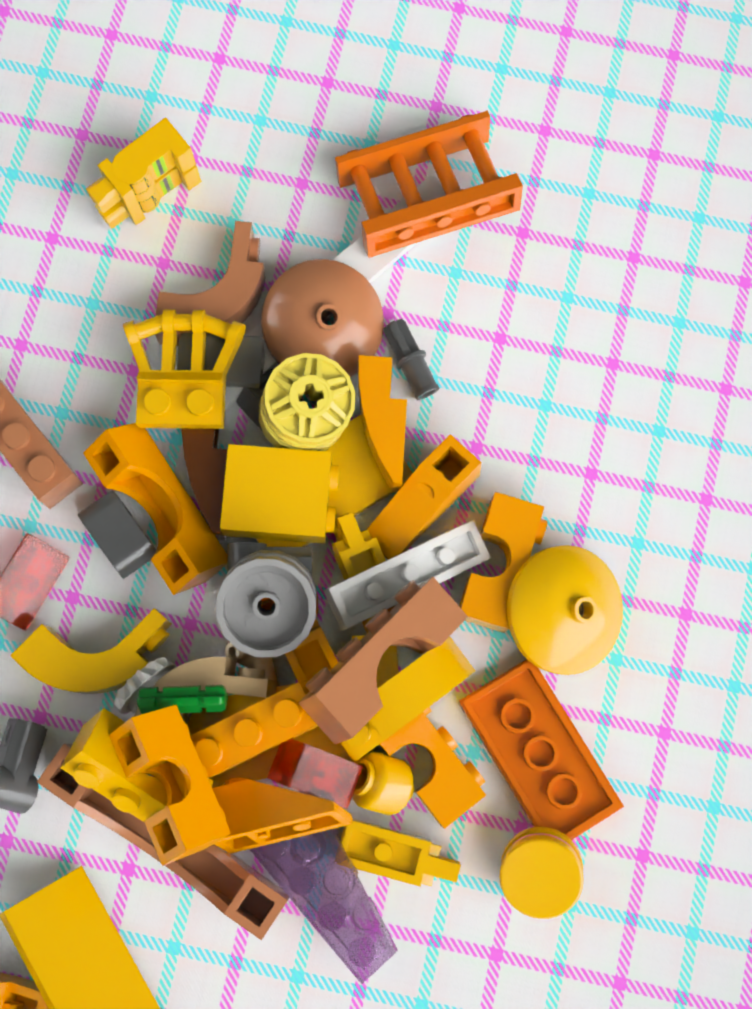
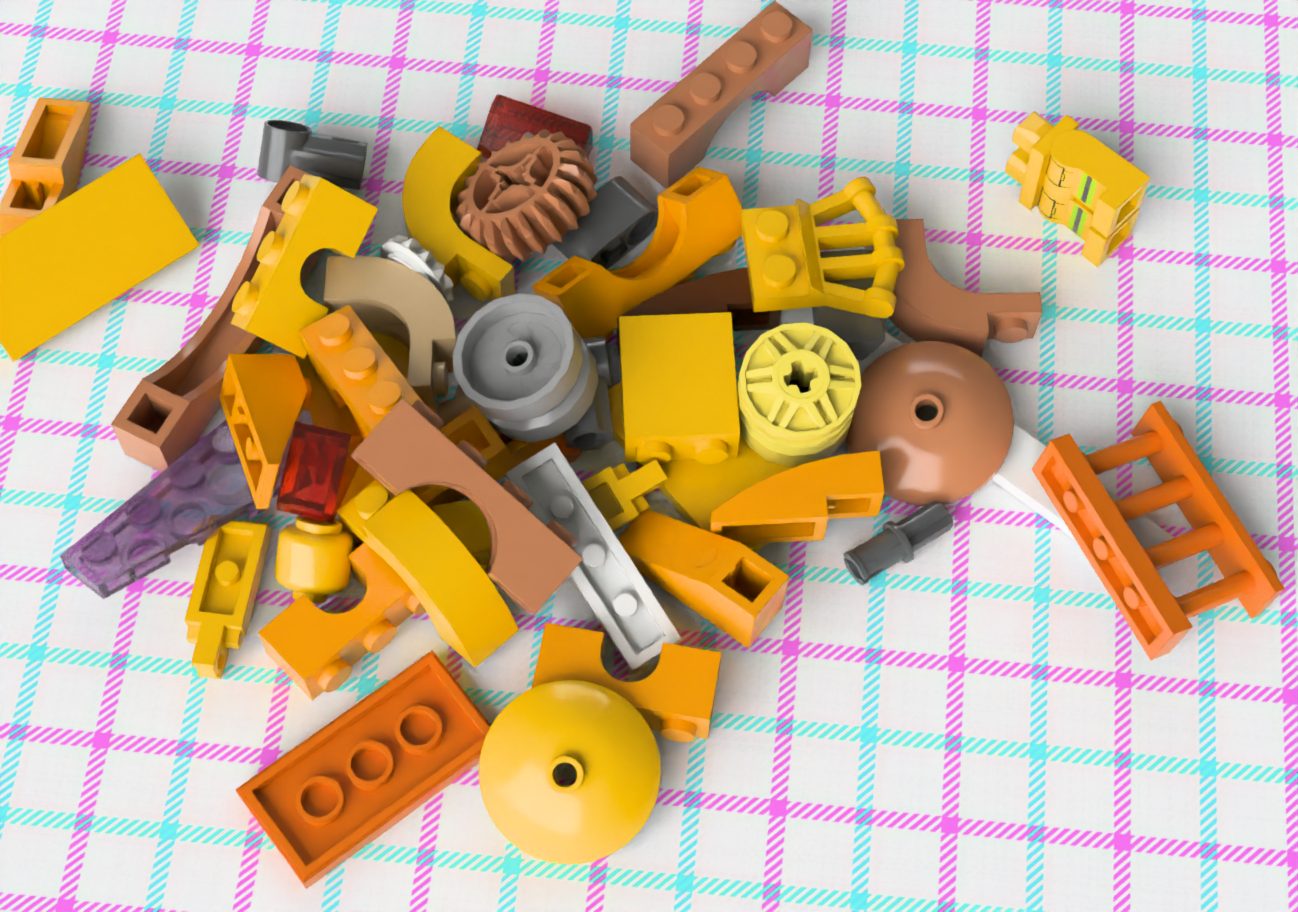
camera: 90 degrees right, 15 degrees down
(66, 578) = (527, 195): none -> nougat gear
(162, 747) = (337, 268): light orange arch -> none
(187, 698) = (397, 295): green axle -> none
(541, 872) = (207, 770): yellow head -> none

